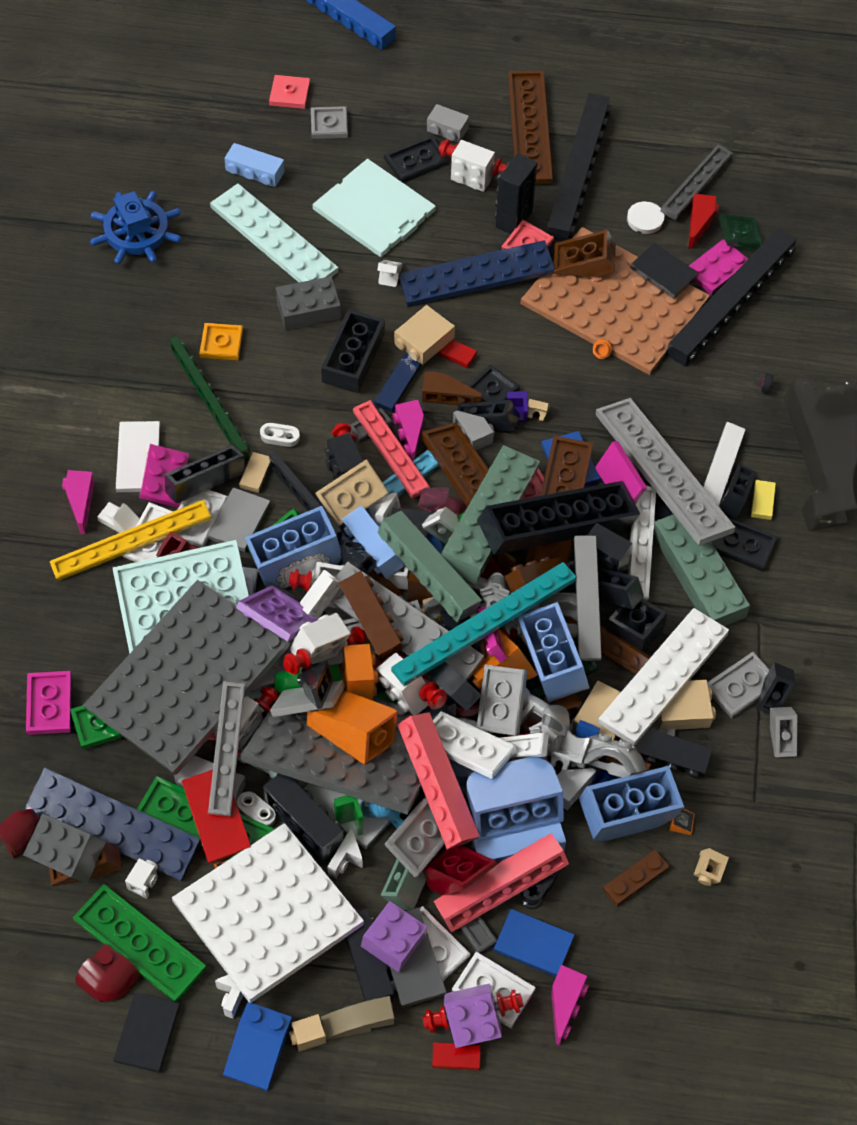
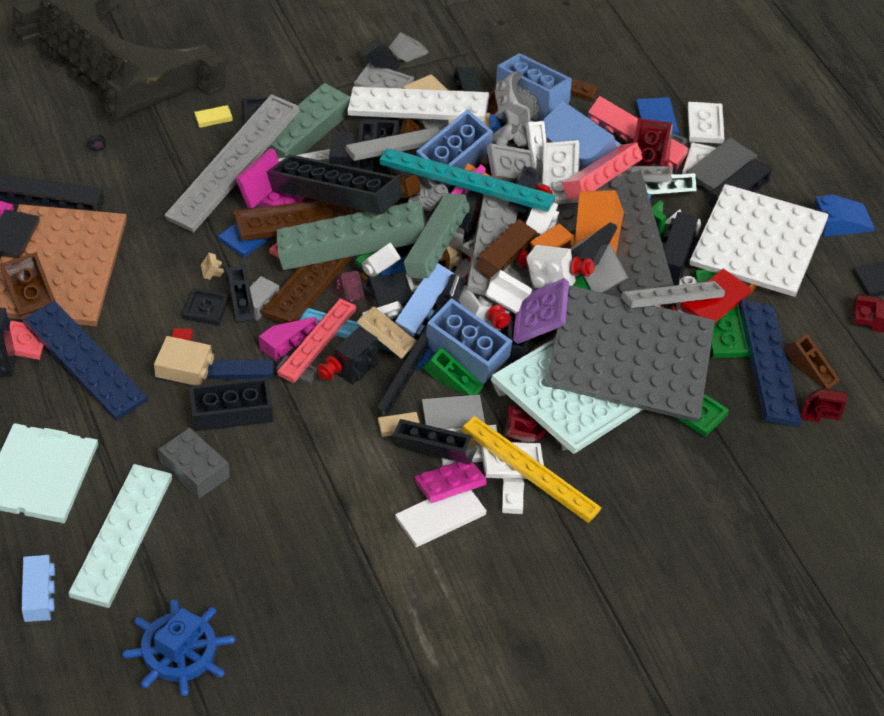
camera: 120 degrees left, 10 degrees down
(48, 702) = (710, 452): dark pink plate -> none
(64, 848) = (817, 363): dark grey brick -> none
(79, 491) = (512, 531): dark pink slope -> none
(141, 942) = (835, 308): green plate -> none
(142, 877) = (792, 326): white brick -> none
(206, 393) = (342, 494): dark green plate -> none
(221, 341) = (274, 515): light orange tile -> none
(232, 1000) = (827, 240): white slope -> none
(280, 434) = (352, 426): white plate -> none
(307, 1033) = (810, 191): tan brick -> none
(358, 1018) = (783, 175): dark tan slope -> none
(389, 272) = (116, 421): white slope -> none
(394, 936) = (722, 164): medium lavender brick -> none
(446, 390) = (232, 335): reddish brown slope -> none
(462, 1058) = (761, 126): red tile -> none
(473, 1014) = (736, 115): medium lavender brick -> none
(520, 402) = (217, 279): dark purple panel -> none
(565, 994) = (684, 87): dark pink slope -> none
(602, 349) = (121, 249): orange plate -> none
(716, 864) = (537, 51): tan brick -> none
(723, 461) = (191, 145): white tile -> none
(737, 491) = (217, 127): black slope -> none

